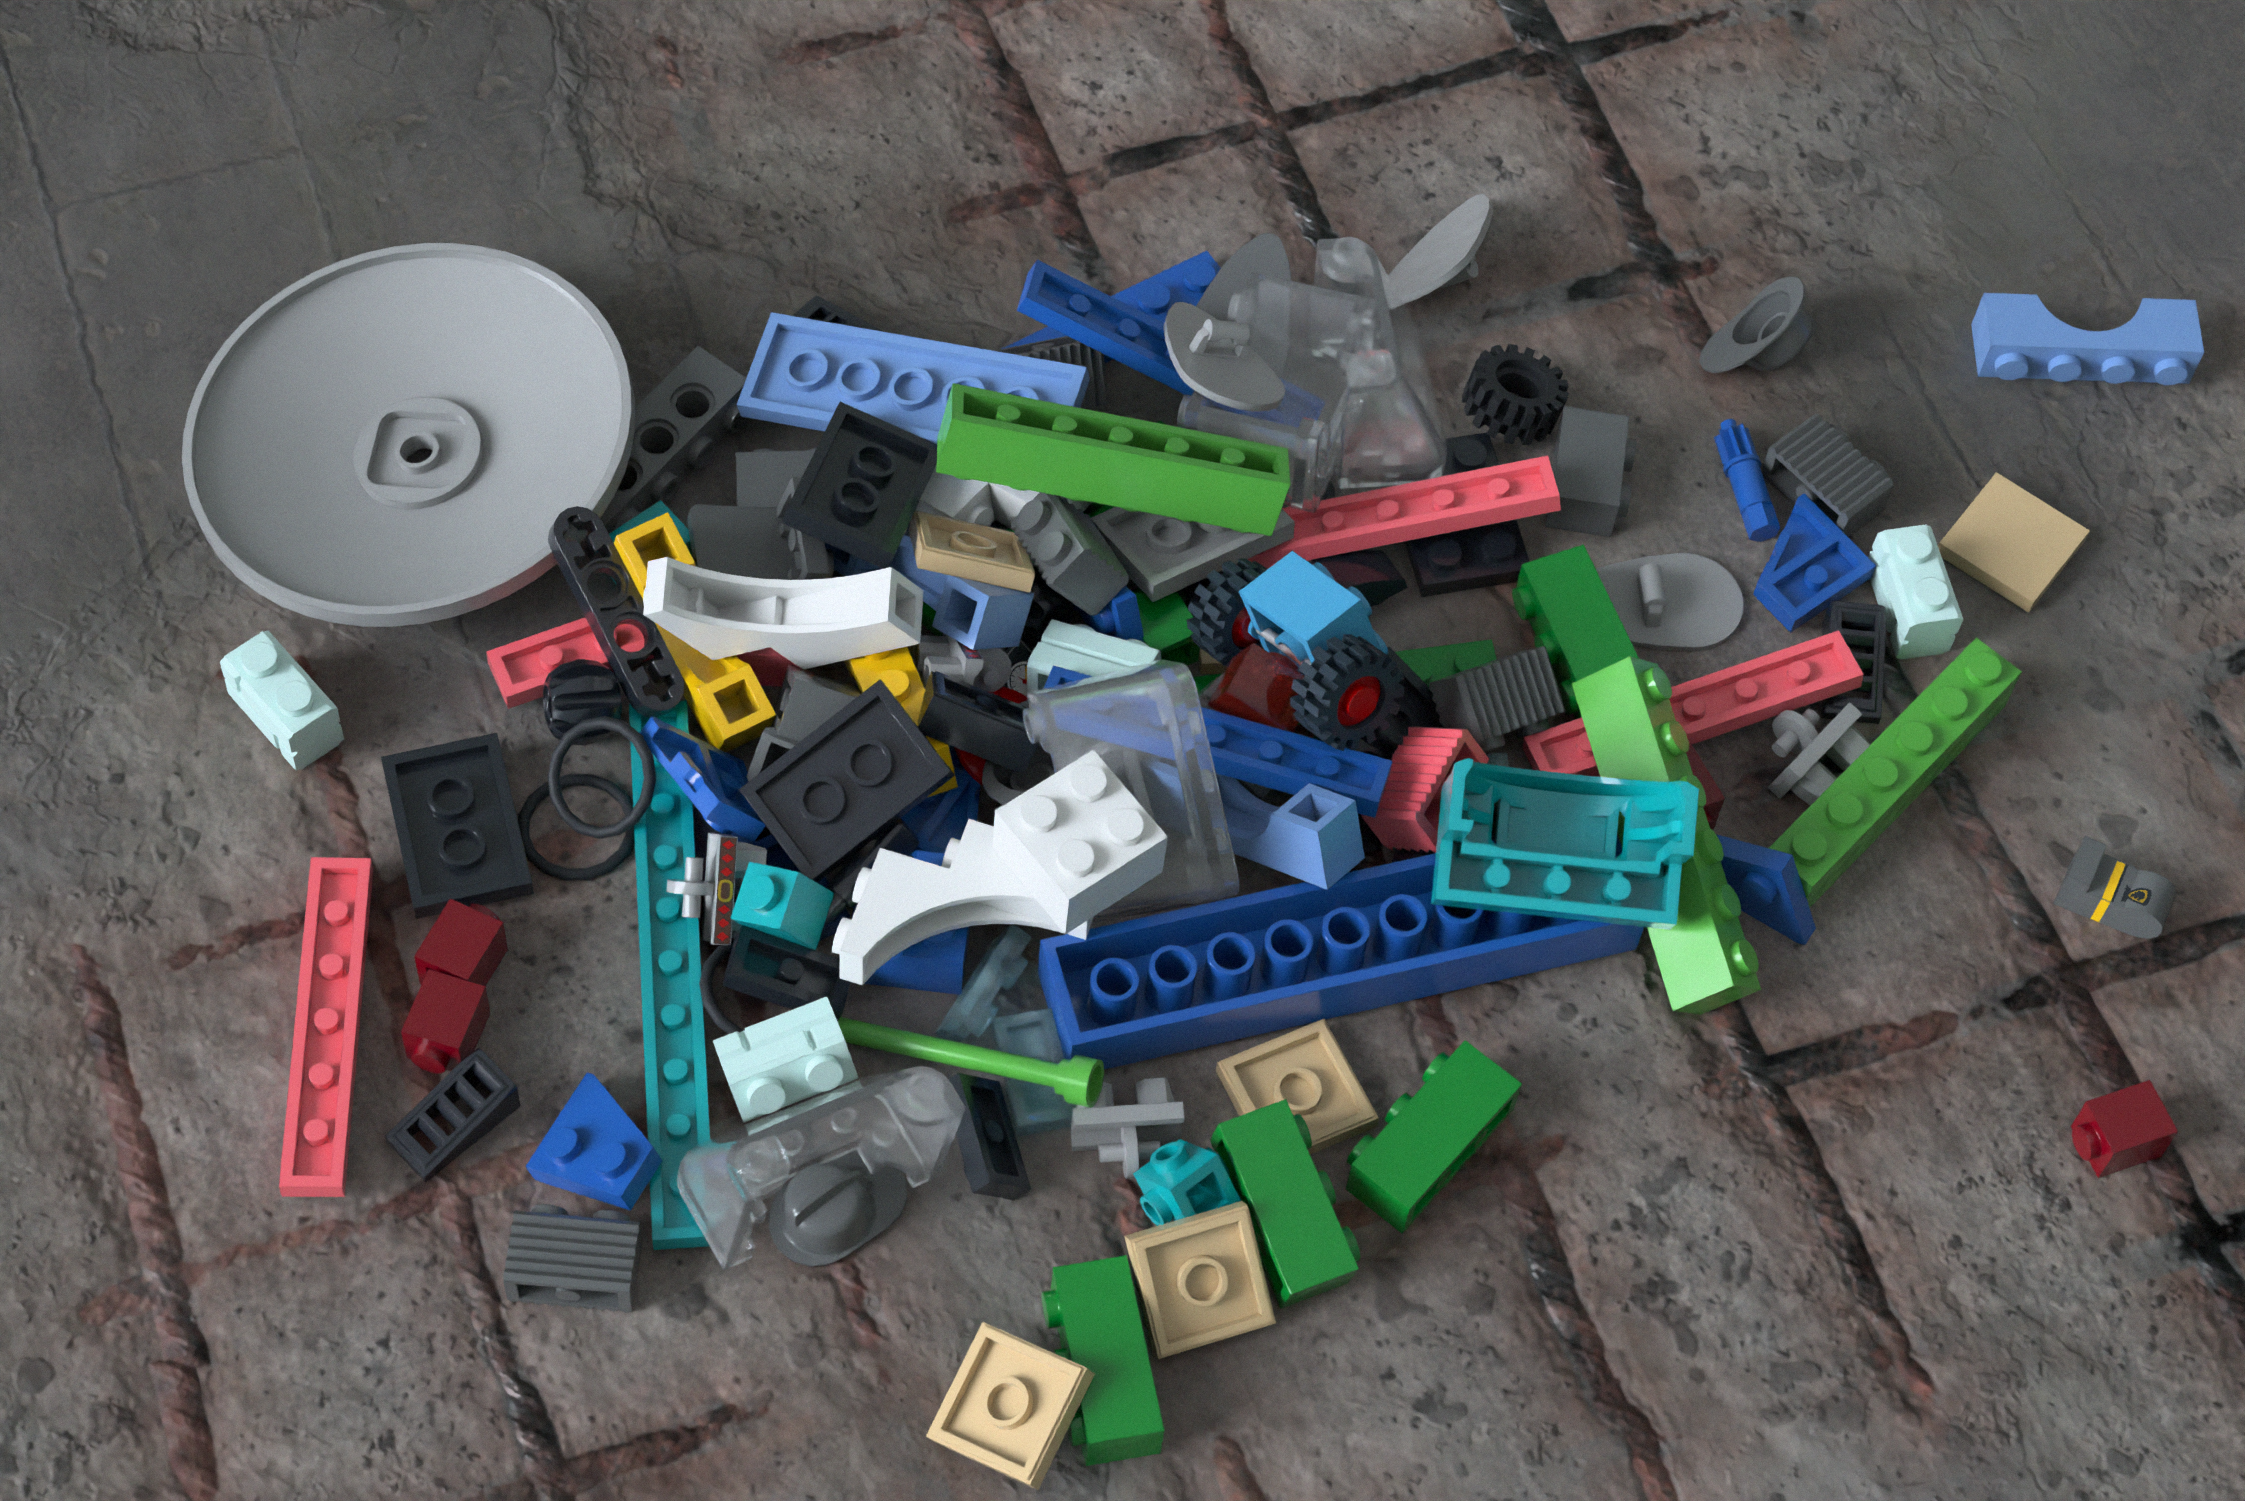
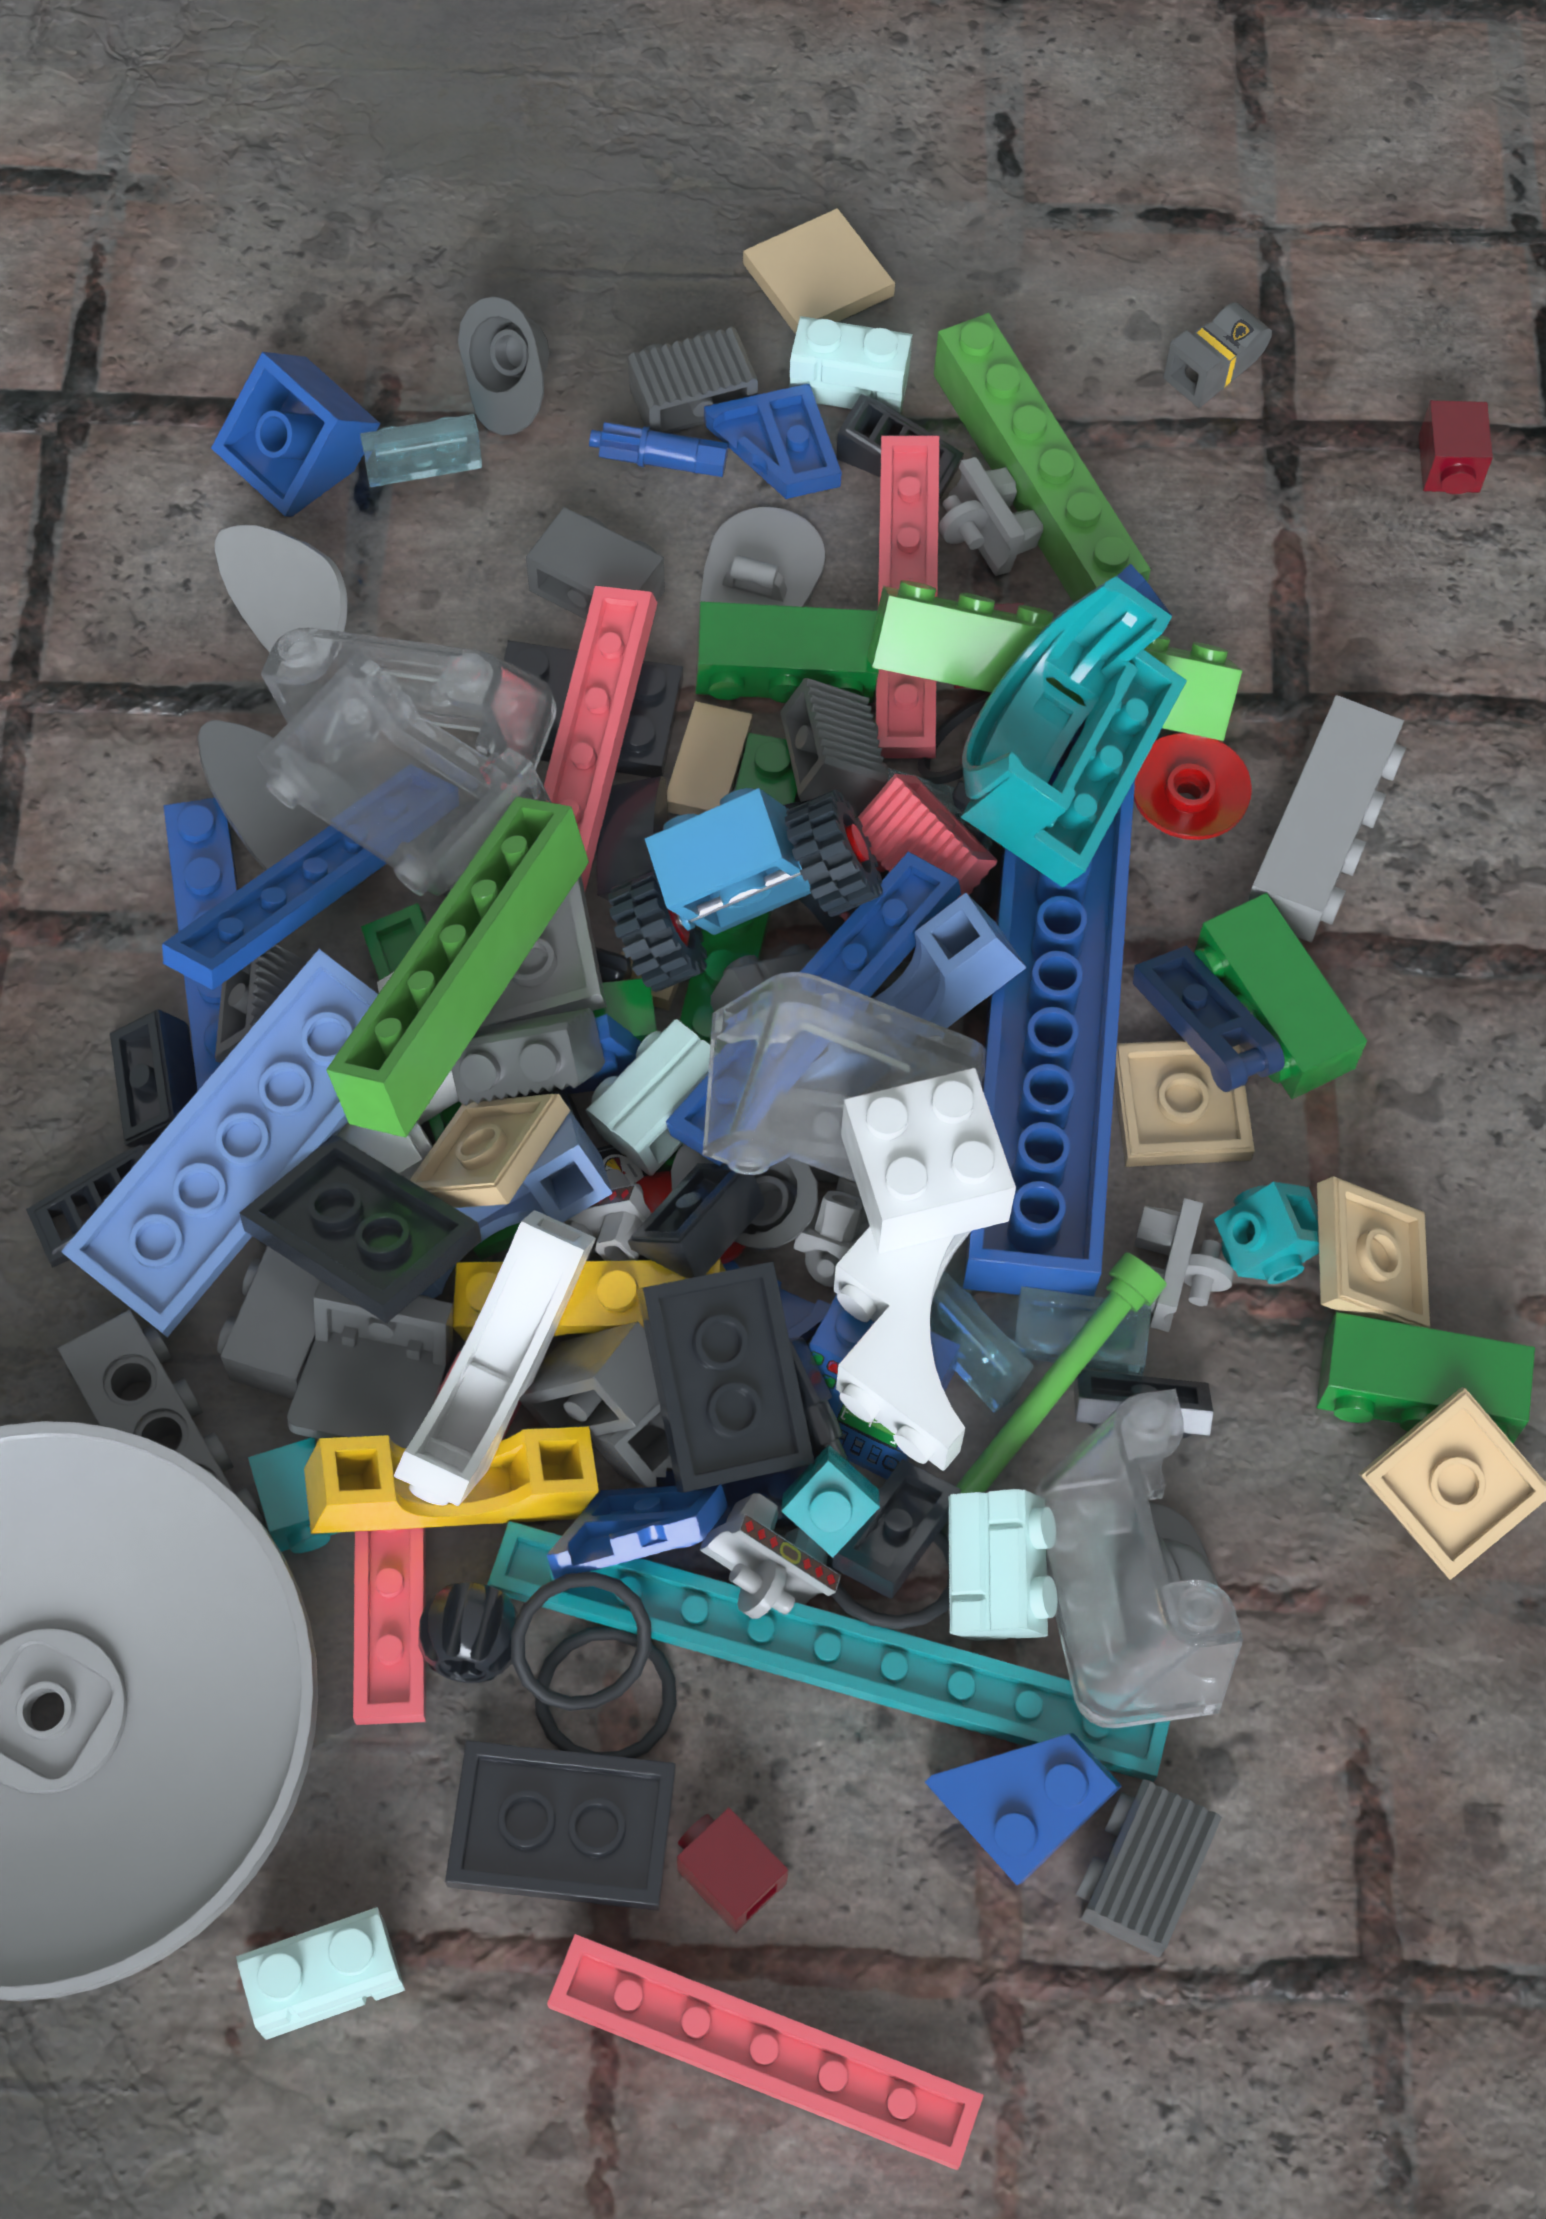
camera: 65 degrees left, 5 degrees up
(445, 1022) = (816, 1916): dark red brick -> none
(457, 1084) = (938, 1907): black slope -> none
(623, 609) = (396, 1559): black beam -> none
(982, 325) = (152, 1074): none -> black slope
(1218, 360) = (356, 825): light grey shield -> none
(1258, 688) = (775, 936): clear red brick -> none
(1287, 1202) = (1313, 1141): green brick -> none
(1377, 1077) = (1208, 1018): none -> dark blue plate
(1450, 619) = (708, 758): none -> tan tile
(1504, 413) = (485, 619): black tyre -> none
(1609, 207) = (292, 432): none -> blue slope
(1619, 979) = (1195, 767): none -> red dish
(1640, 303) = (421, 450): none -> clear light blue plate
(1641, 1124) = (1326, 814): none -> light grey brick
(2024, 340) = (610, 164): medium blue arch -> none

